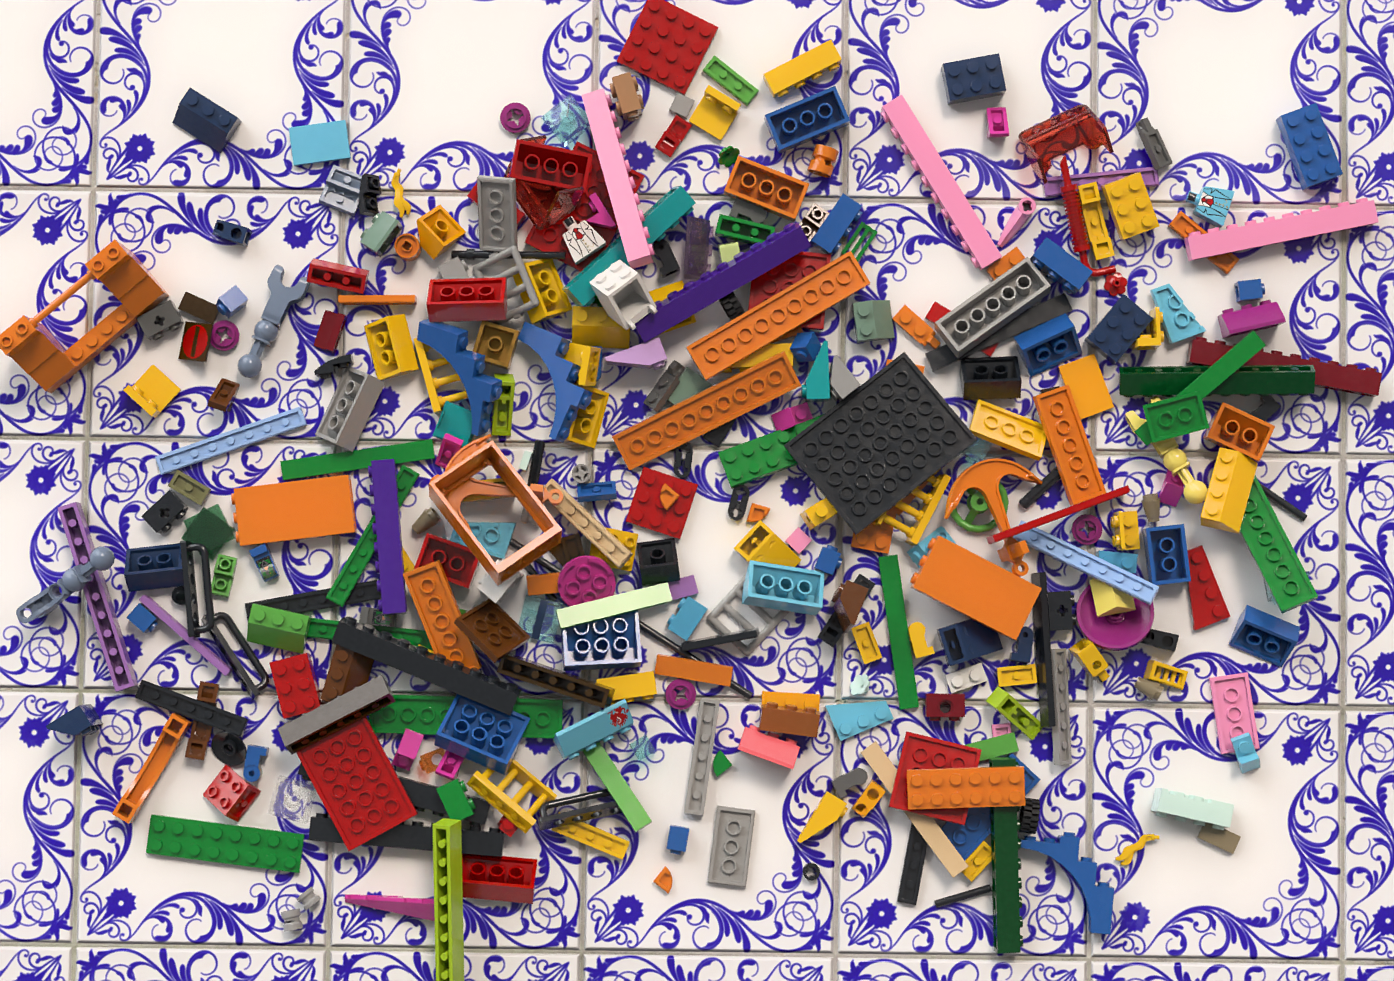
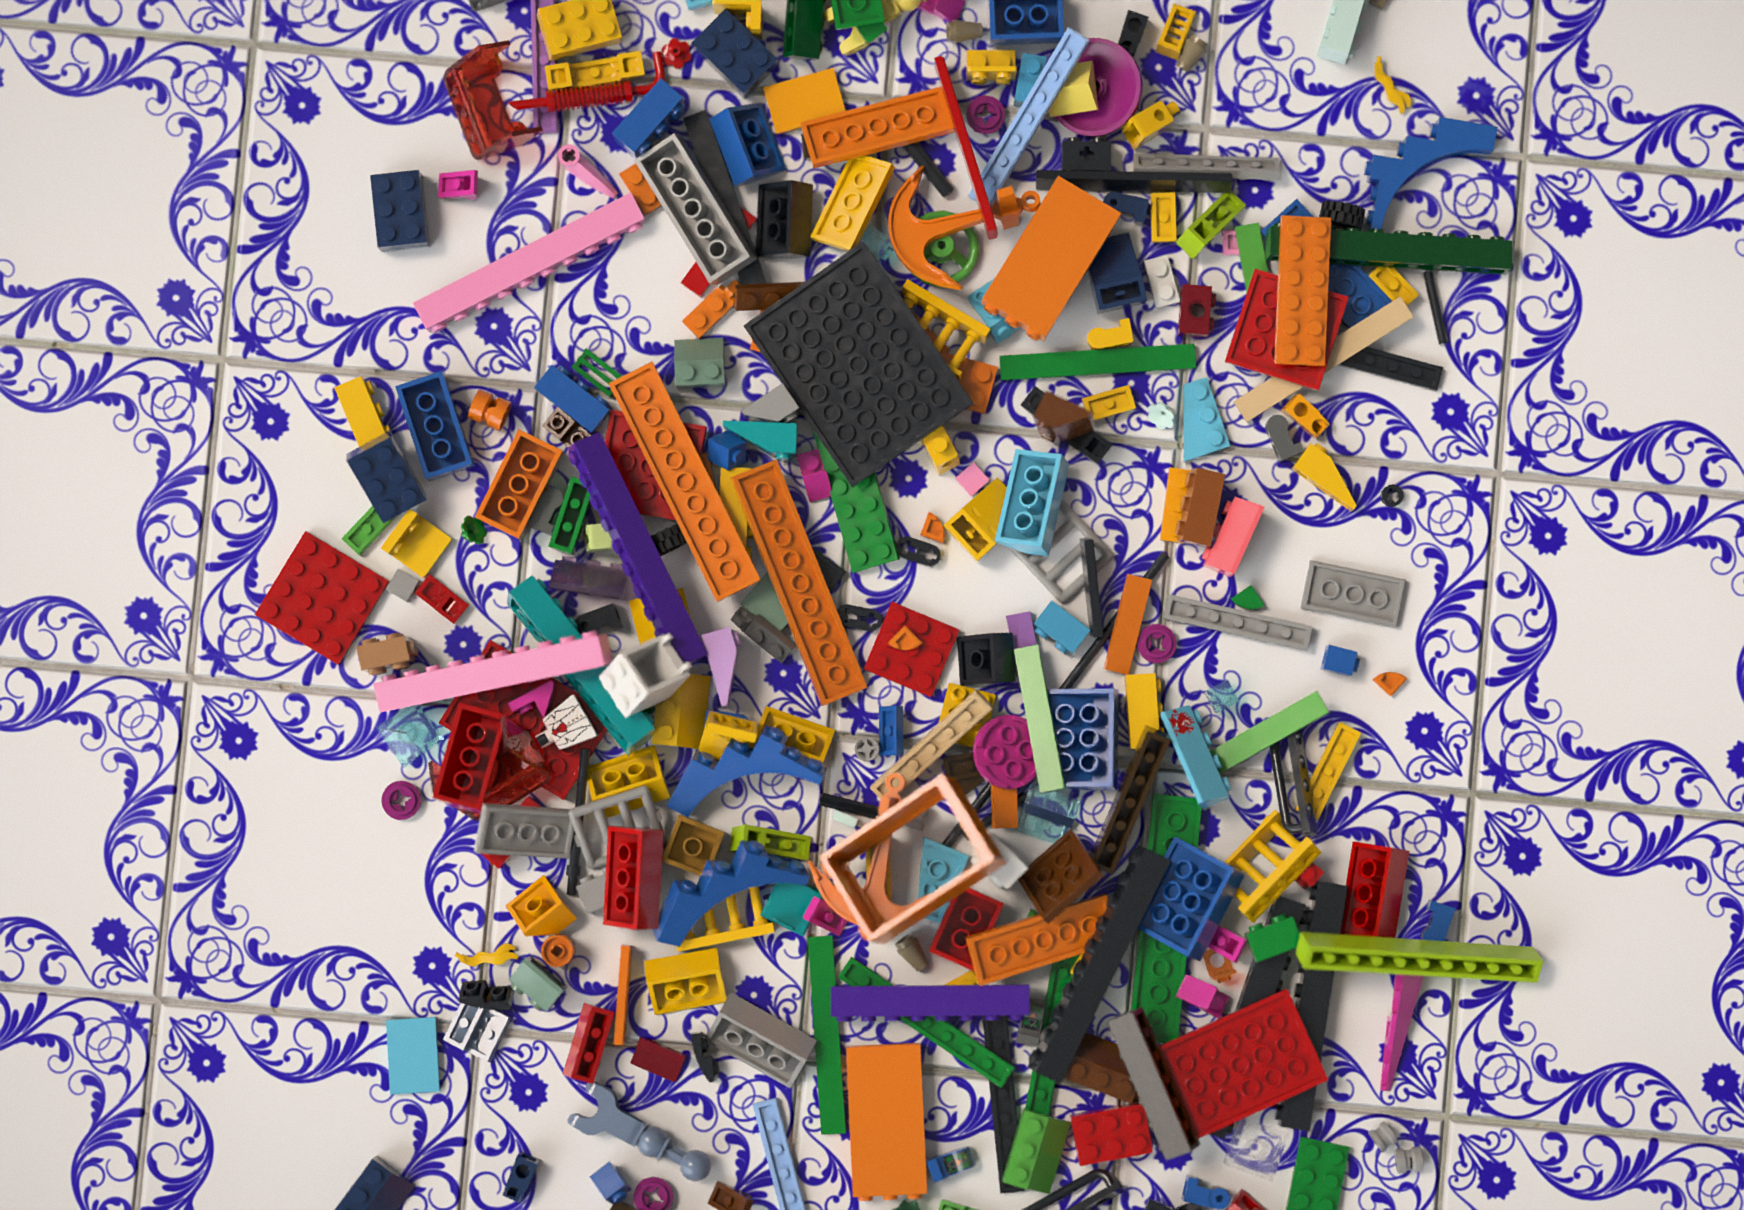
camera: 80 degrees left, 0 degrees up
(478, 931) = (1438, 922): none -> blue leg
(763, 84) = (386, 477): none -> dark blue brick
(828, 560) = (1000, 443): blue brick -> none
(929, 364) = (761, 296): none -> reddish brown plate

